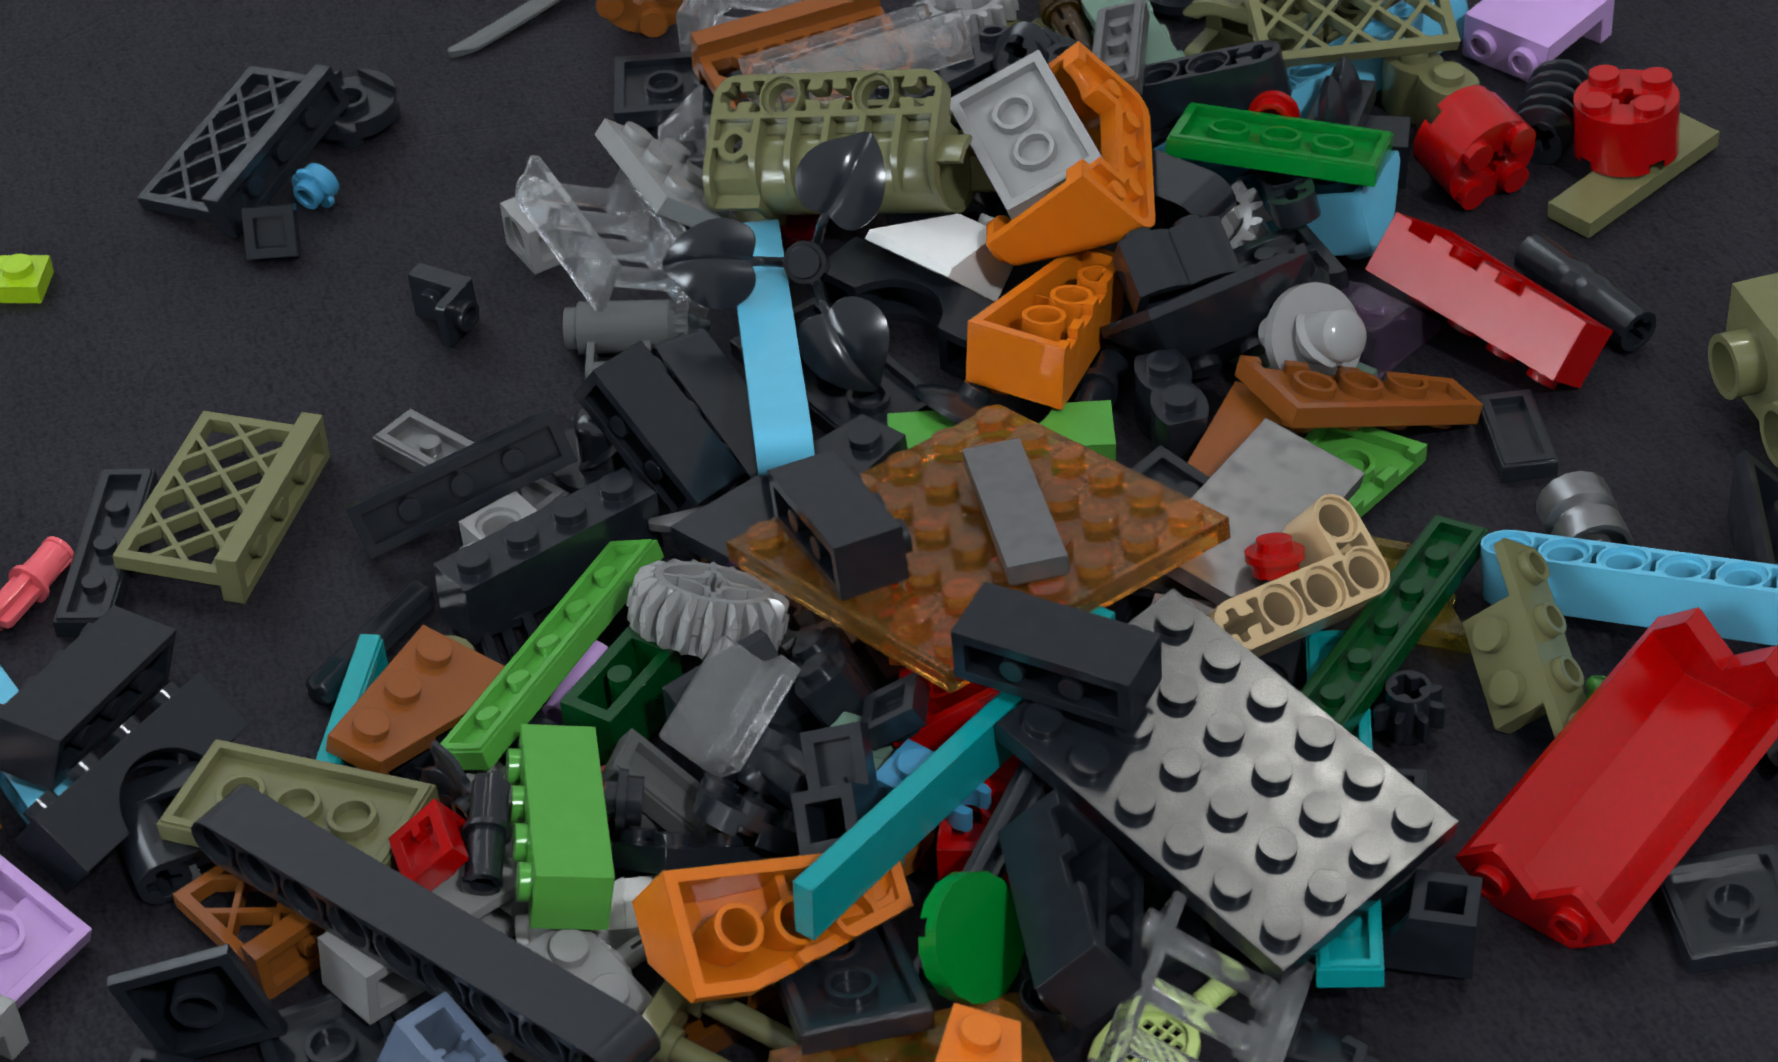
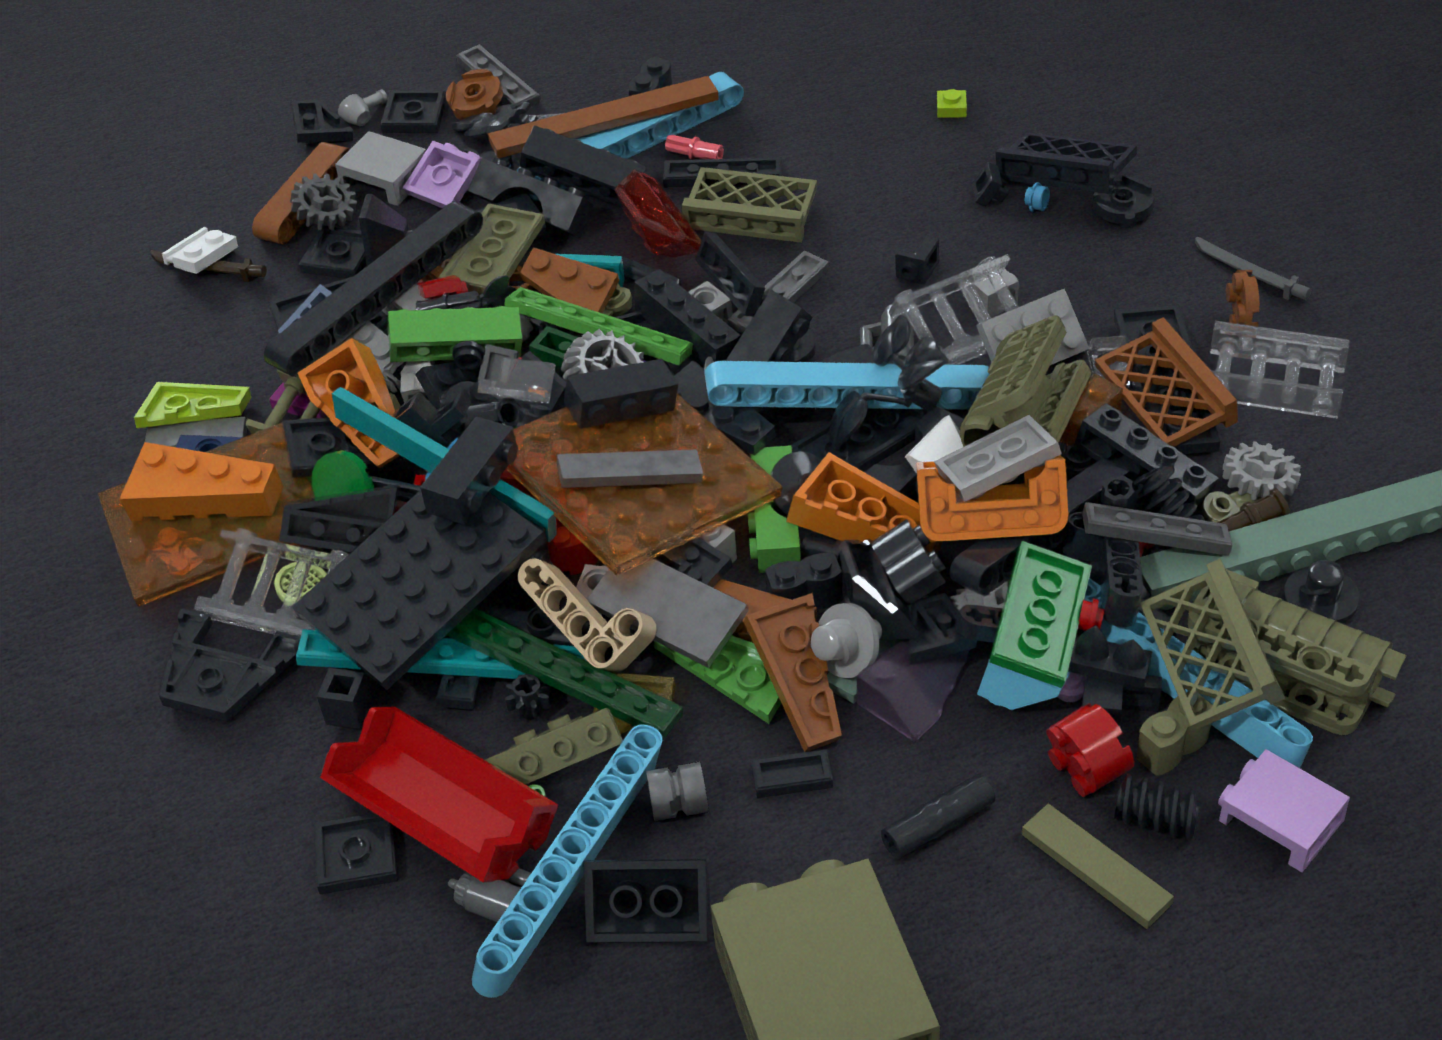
camera: 90 degrees right, 5 degrees up
(259, 599) = (656, 216): none -> clear red wedge
(886, 42) = (1140, 381): clear fence -> none
(1274, 556) = (607, 602): red plate -> none
(1489, 301) = (908, 741): wedge -> none
(1626, 120) = (1122, 840): red brick -> none

